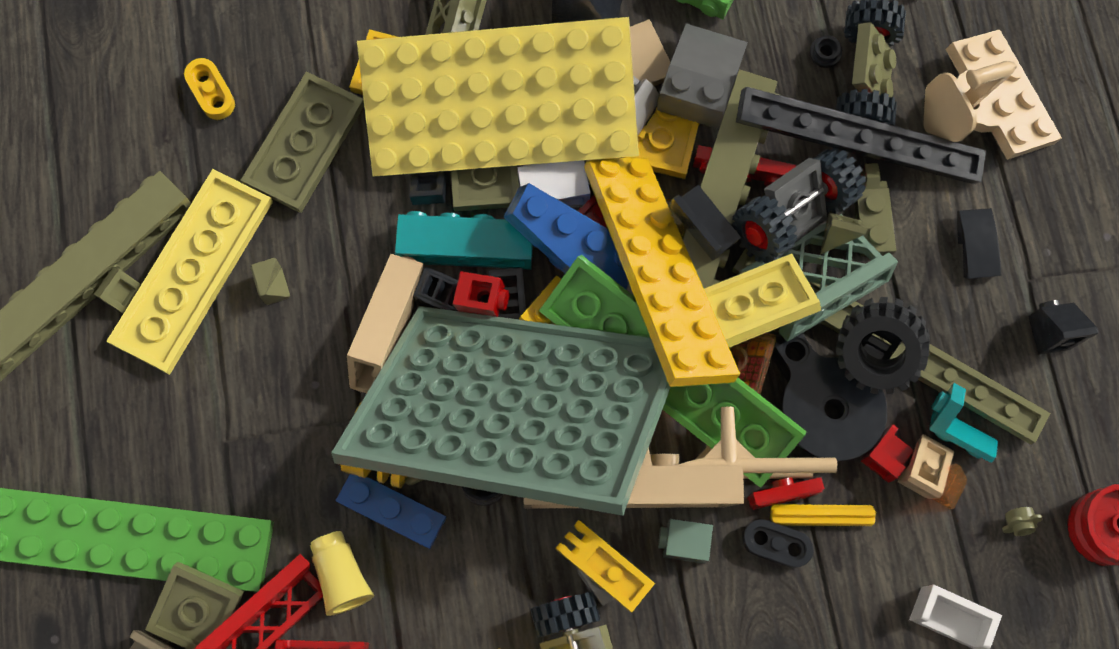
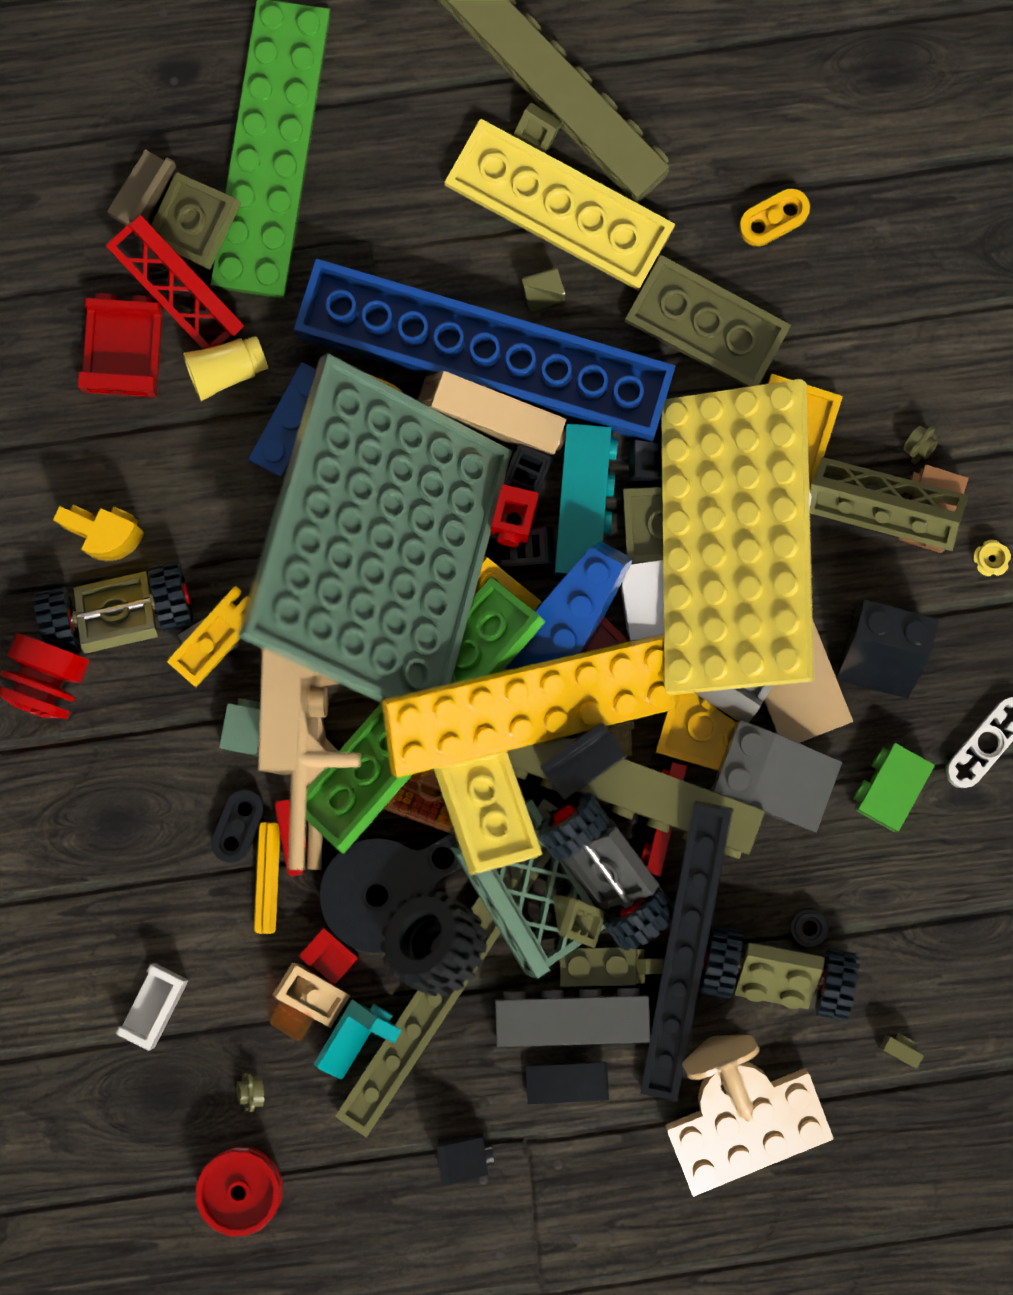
camera: 95 degrees right, 10 degrees up
(312, 365) = (486, 347): none -> blue brick
(926, 237) = (572, 1020): none -> dark grey brick

